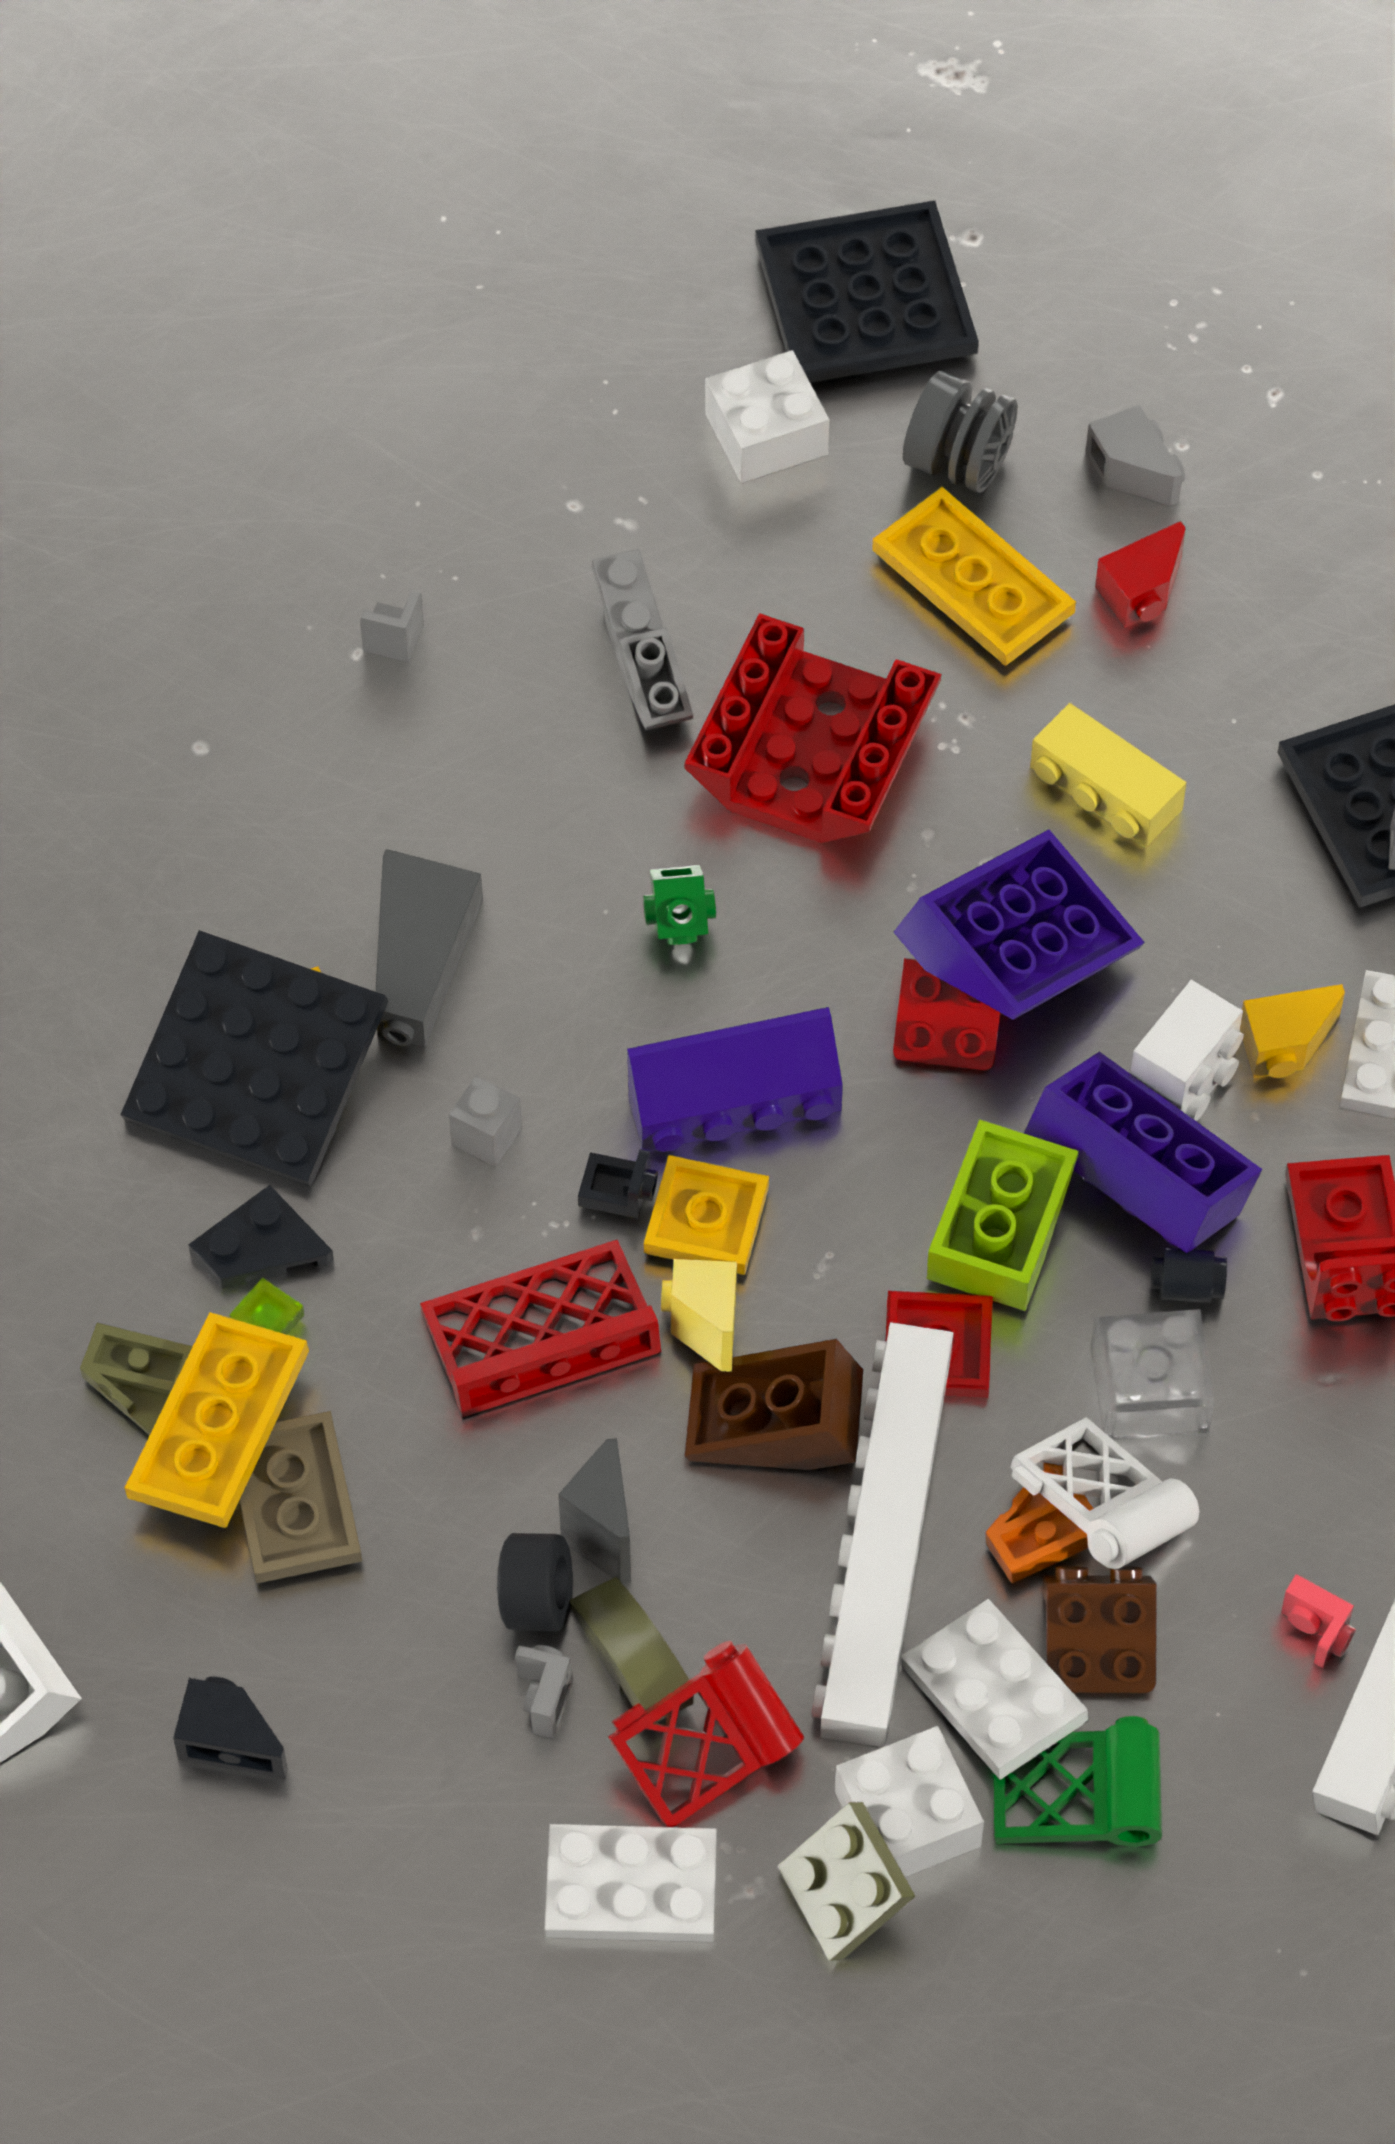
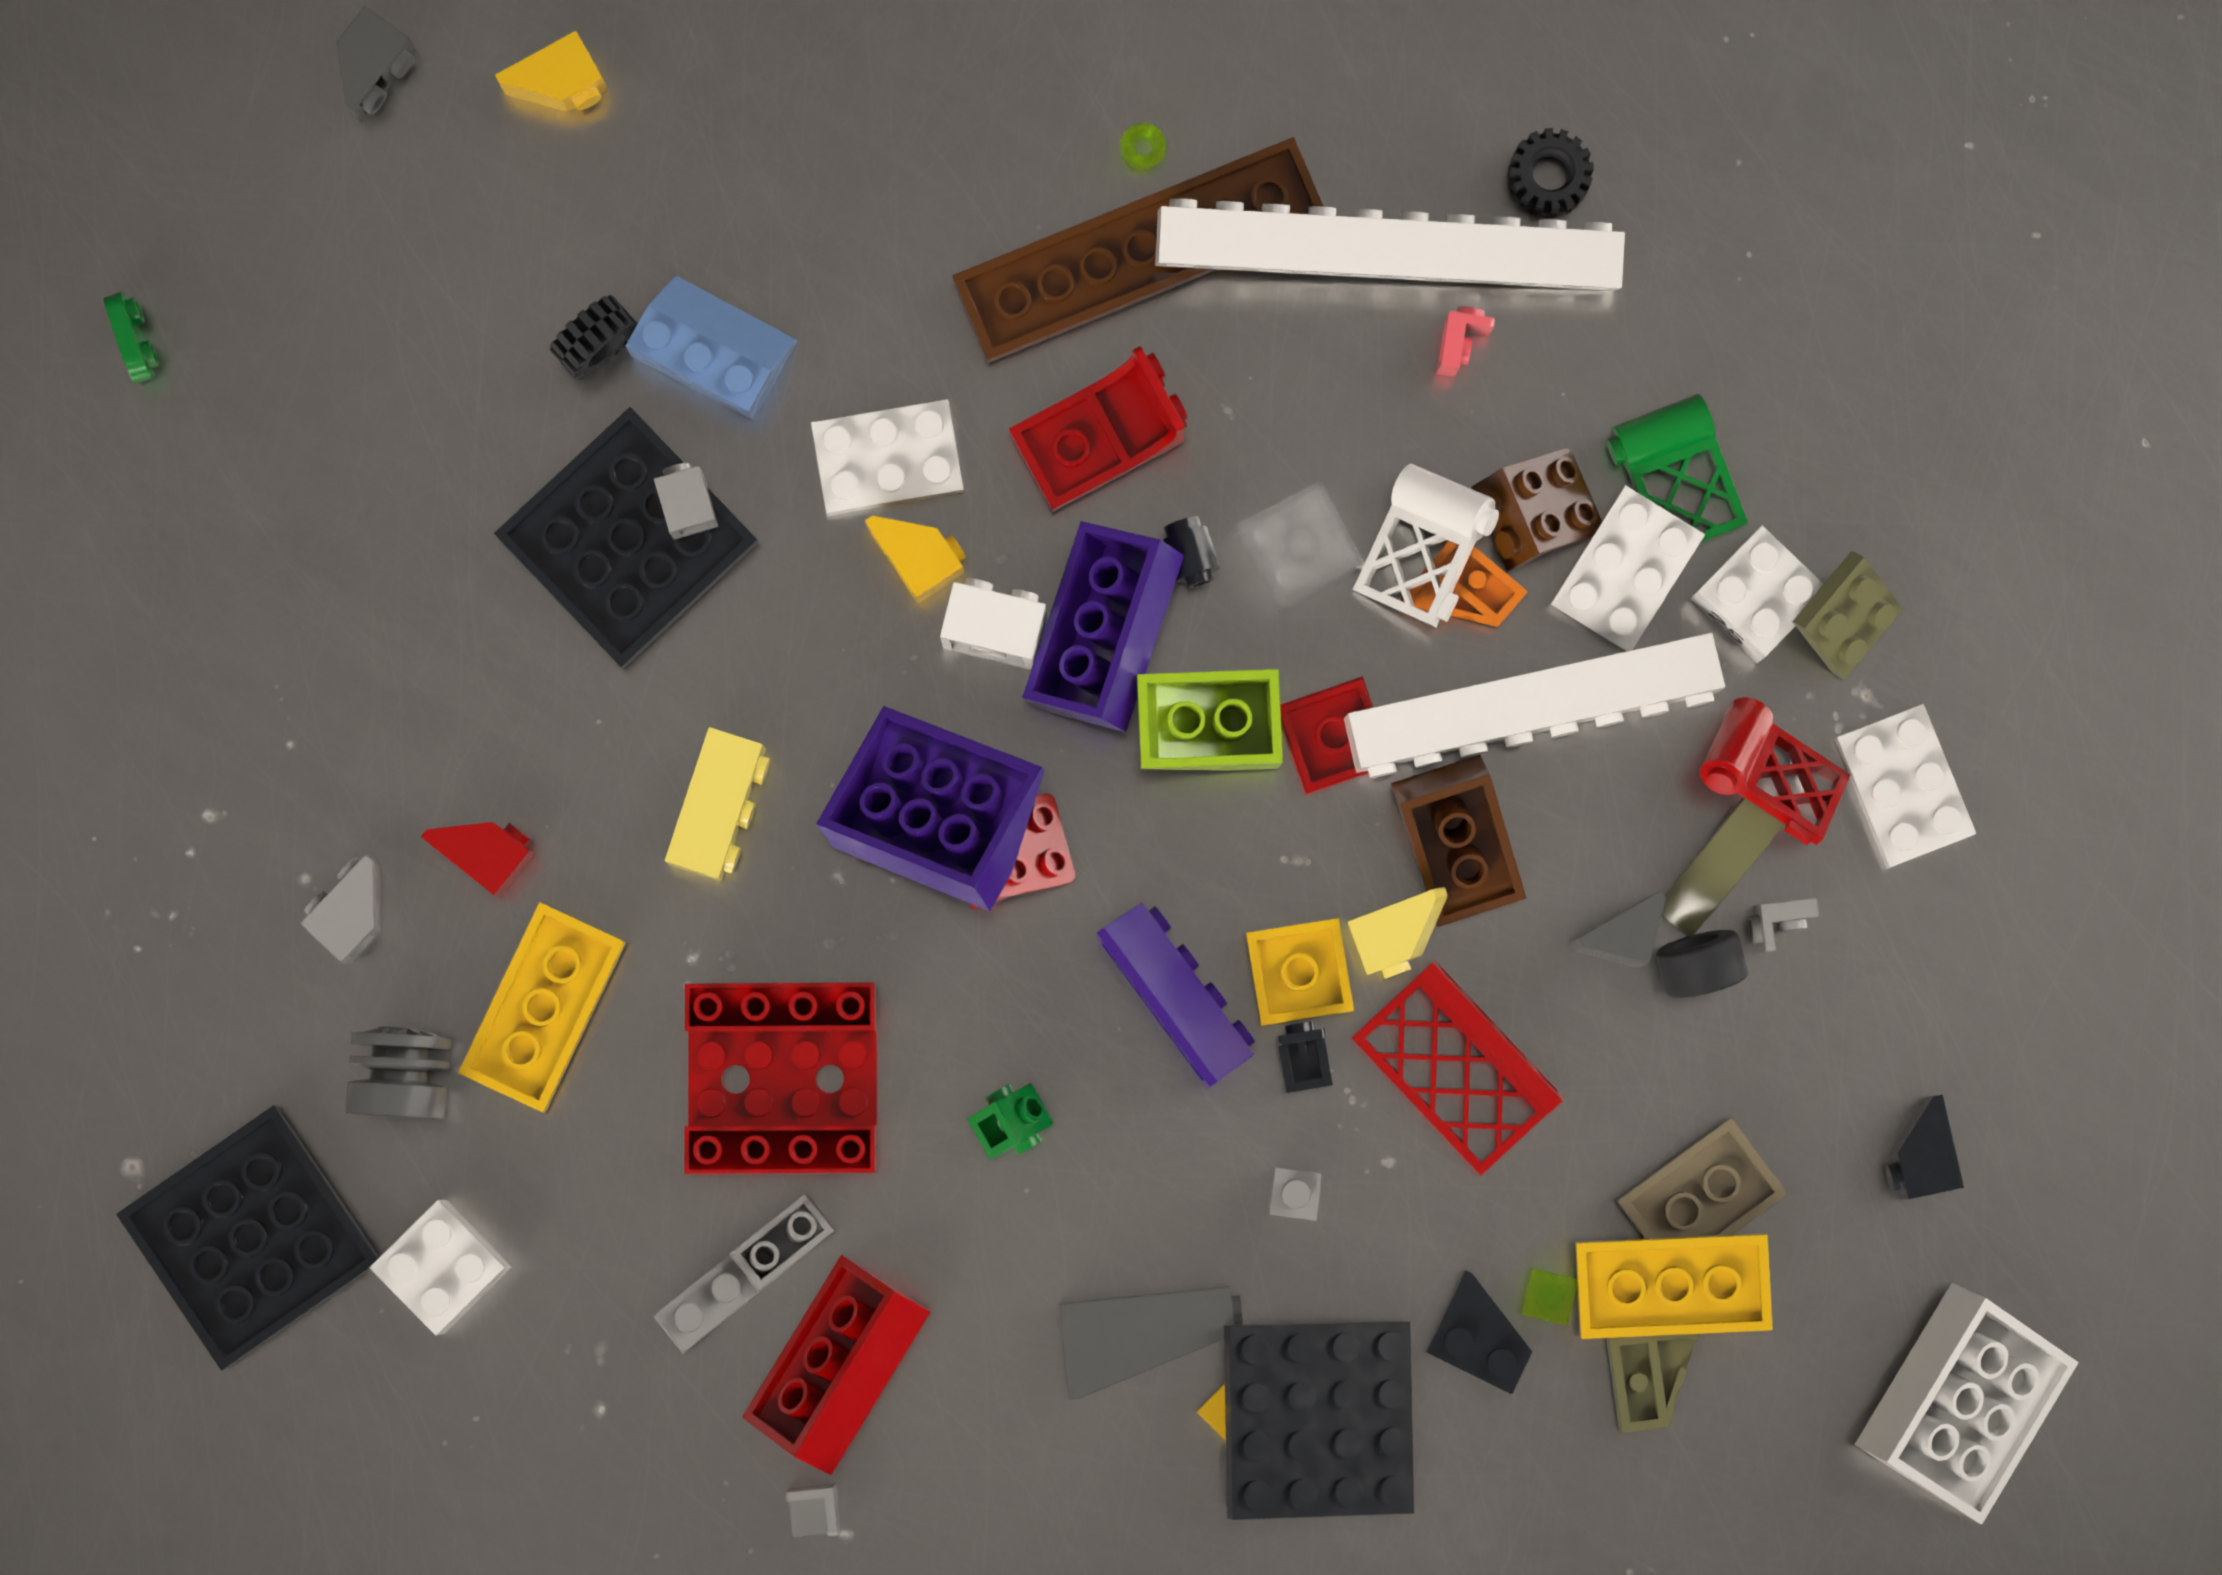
camera: 115 degrees left, 25 degrees up
(516, 688) = (835, 1365): none -> red slope

